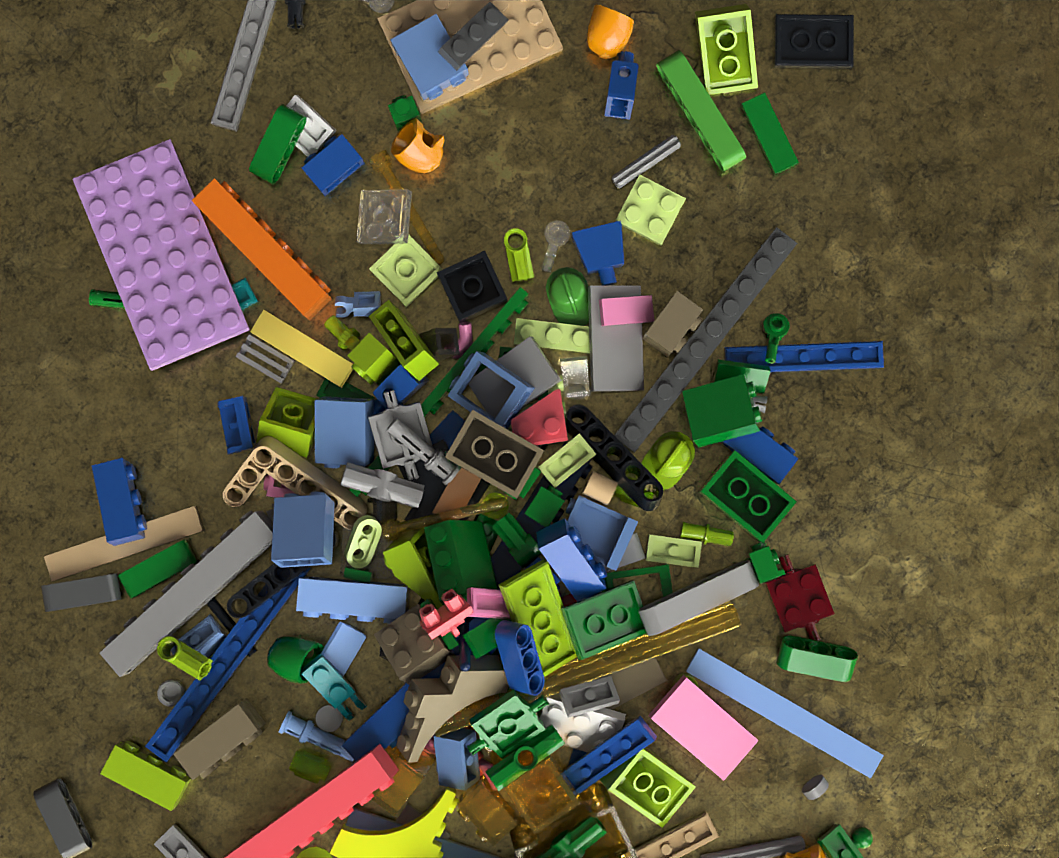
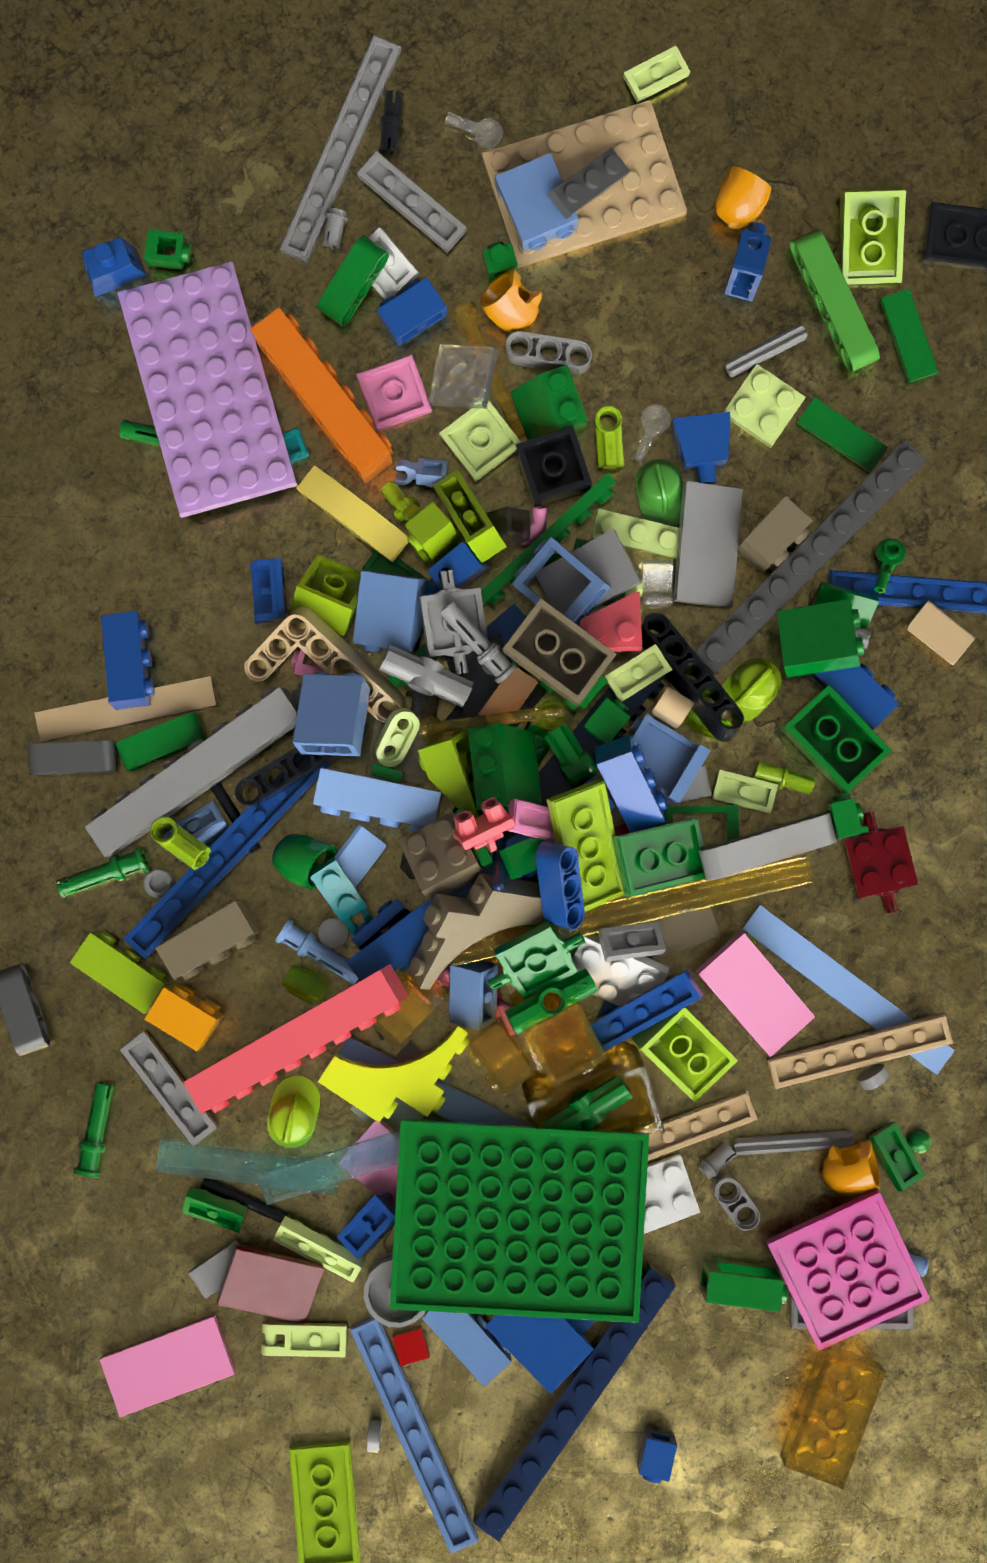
camera: 10 degrees right, 0 degrees up
(64, 157) = (112, 266): none -> blue torso
(104, 131) = (159, 243): none -> green brick
(131, 685) = (116, 868): none -> green pin
(207, 808) = (185, 1015): none -> light orange brick
(246, 348) = (289, 505): light grey tile -> none
(256, 99) = (334, 227): none -> light grey pin
(321, 68) = (411, 202): none -> light grey plate
(325, 237) = (394, 393): none -> bright pink tile
(375, 699) = (388, 916): none -> blue plate
(445, 179) = (537, 342): none -> light grey beam
(462, 232) = (549, 404): none -> green slope
(626, 310) = (724, 514): bright pink tile -> none
(722, 227) = (842, 435): none -> green tile
(800, 765) = (860, 1050): none -> tan tile
(817, 658) = (892, 932): beam -> none
(827, 391) = (940, 632): none -> tan slope

